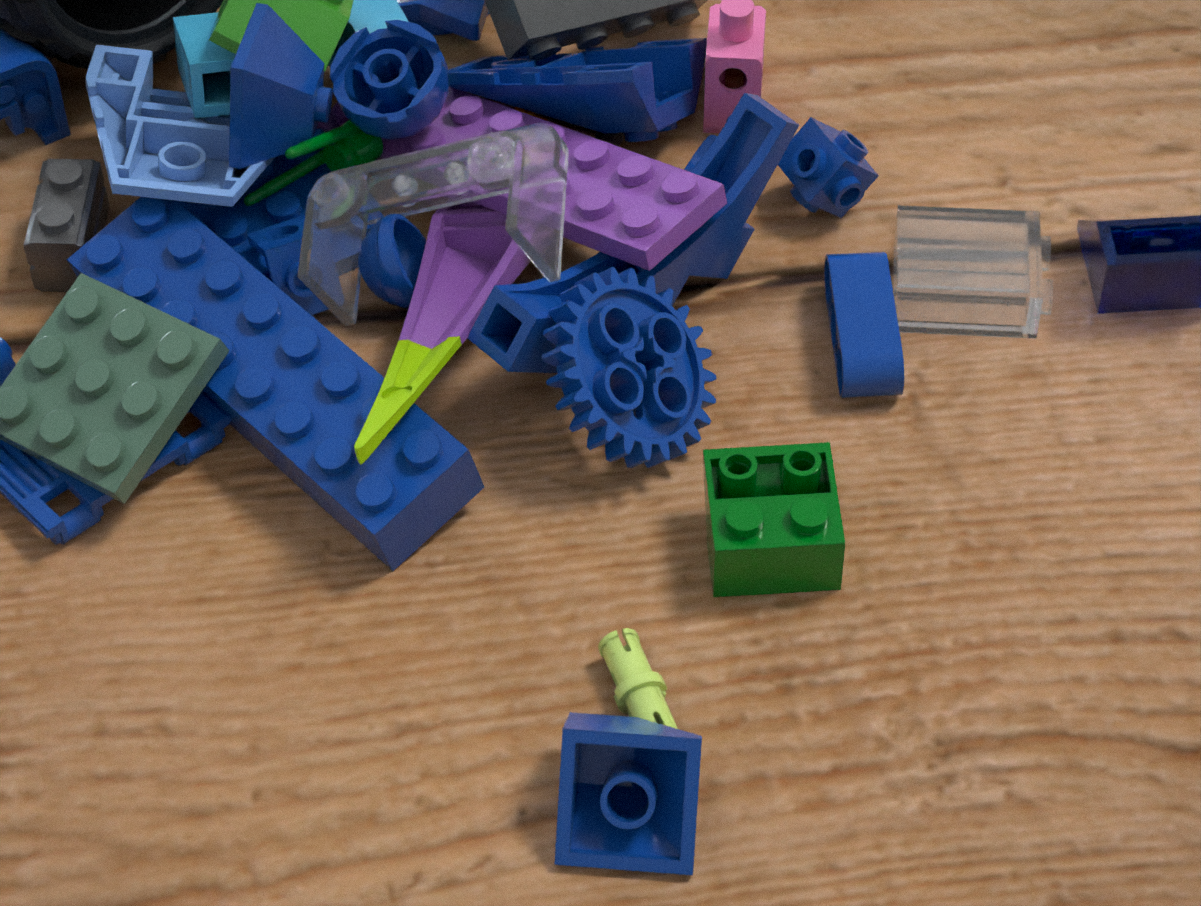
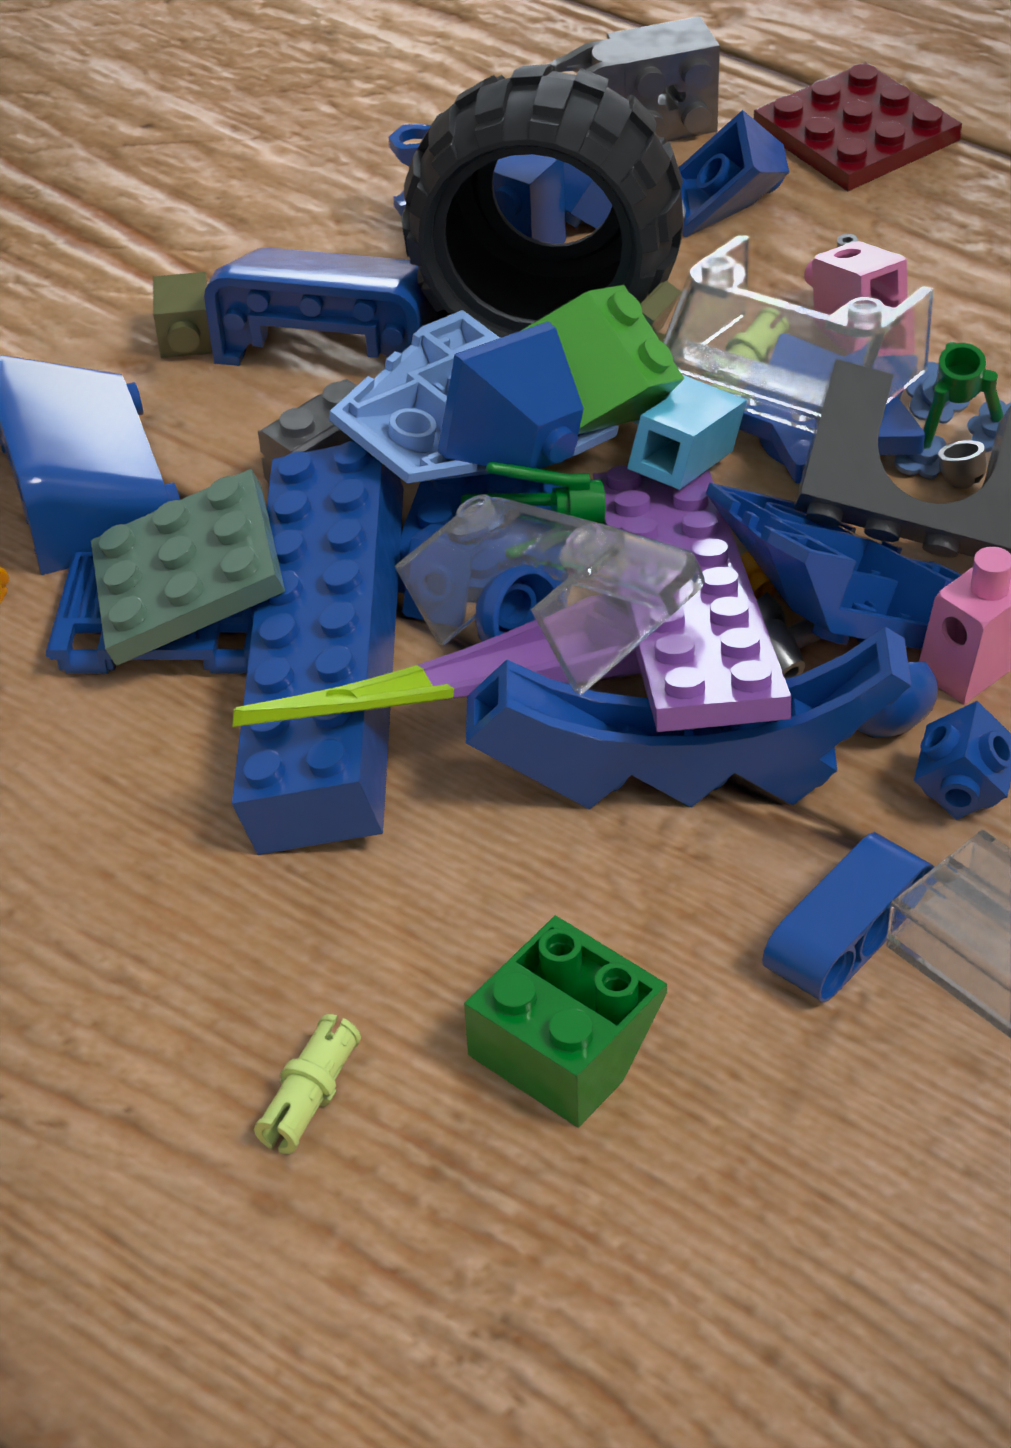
camera: 45 degrees right, 5 degrees down
(390, 80) = (631, 456): blue cylinder -> none
(627, 795) = (184, 1144): blue slope -> none
(629, 368) = (620, 845): blue gear -> none

